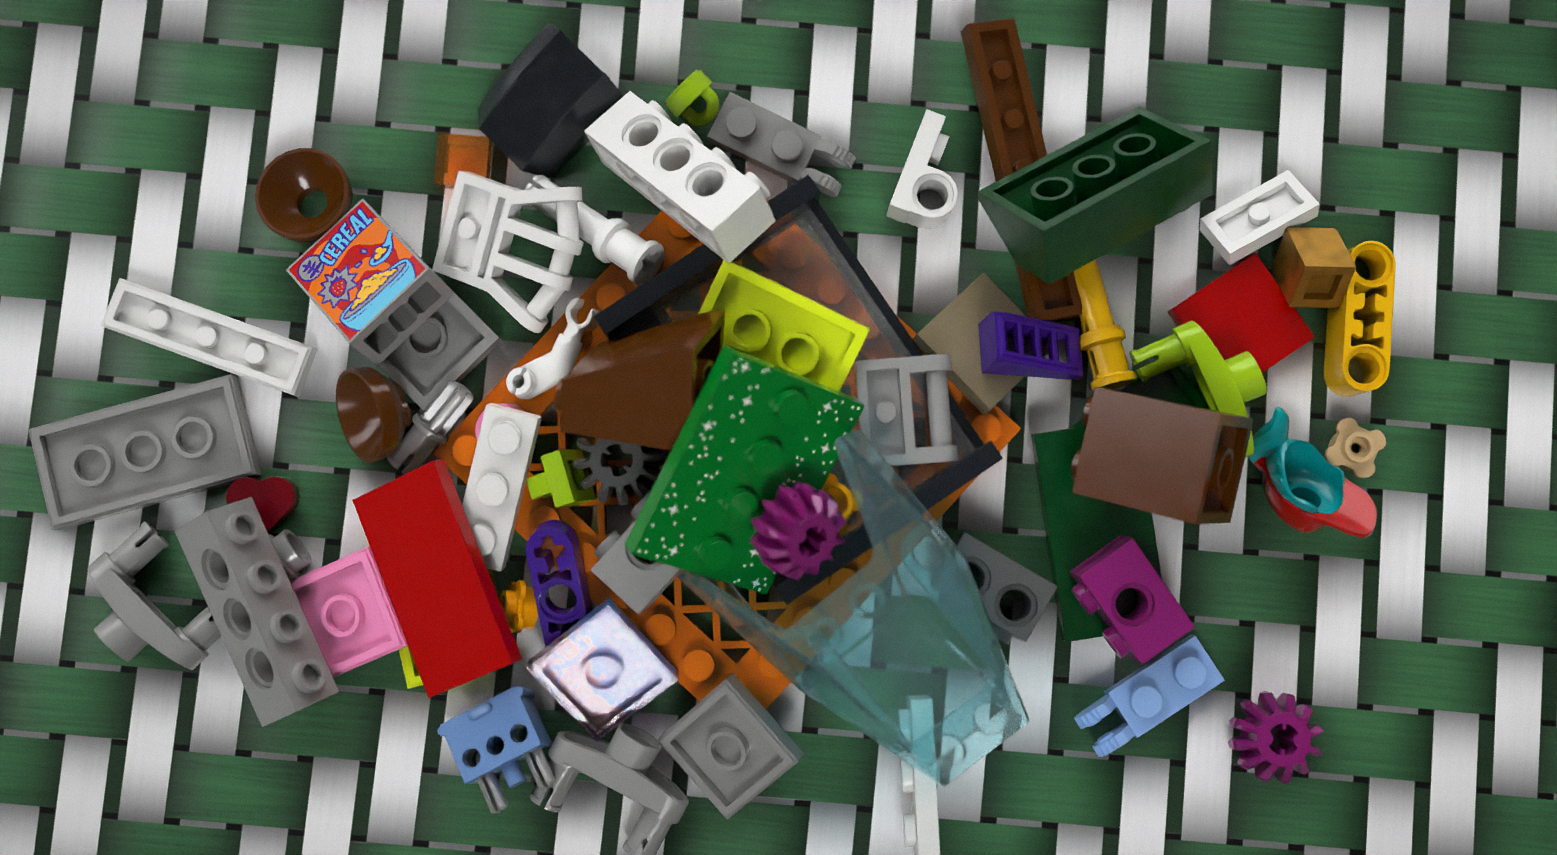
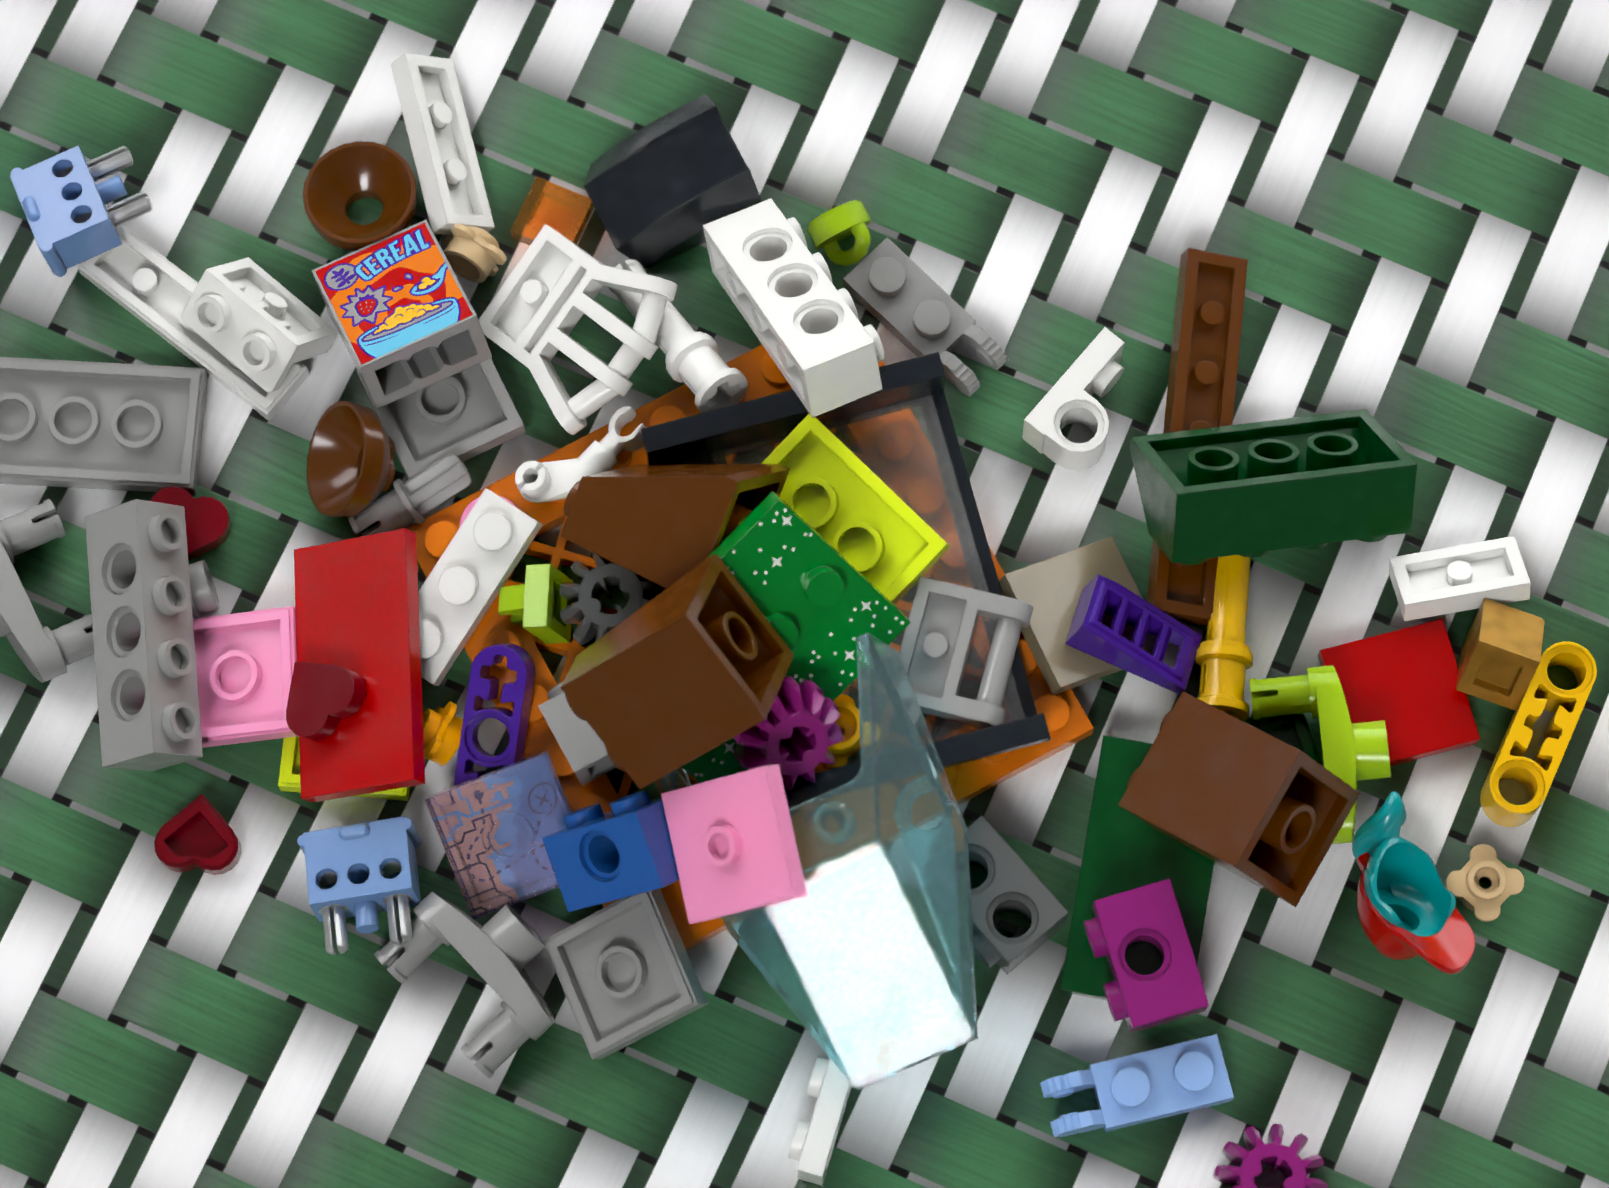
camera: 25 degrees right, 10 degrees down
(74, 279) = (70, 208): none -> piece
(257, 324) = (255, 322): none -> white bracket
(355, 132) = (441, 143): none -> white plate
(361, 750) = (198, 839): none -> dark red tile
(410, 211) = (473, 253): none -> tan plate
(415, 616) = (321, 698): none -> dark red tile
(699, 666) = (613, 852): none -> blue brick
(702, 524) = (679, 674): none -> reddish brown slope
(792, 644) = (734, 844): none -> bright pink plate

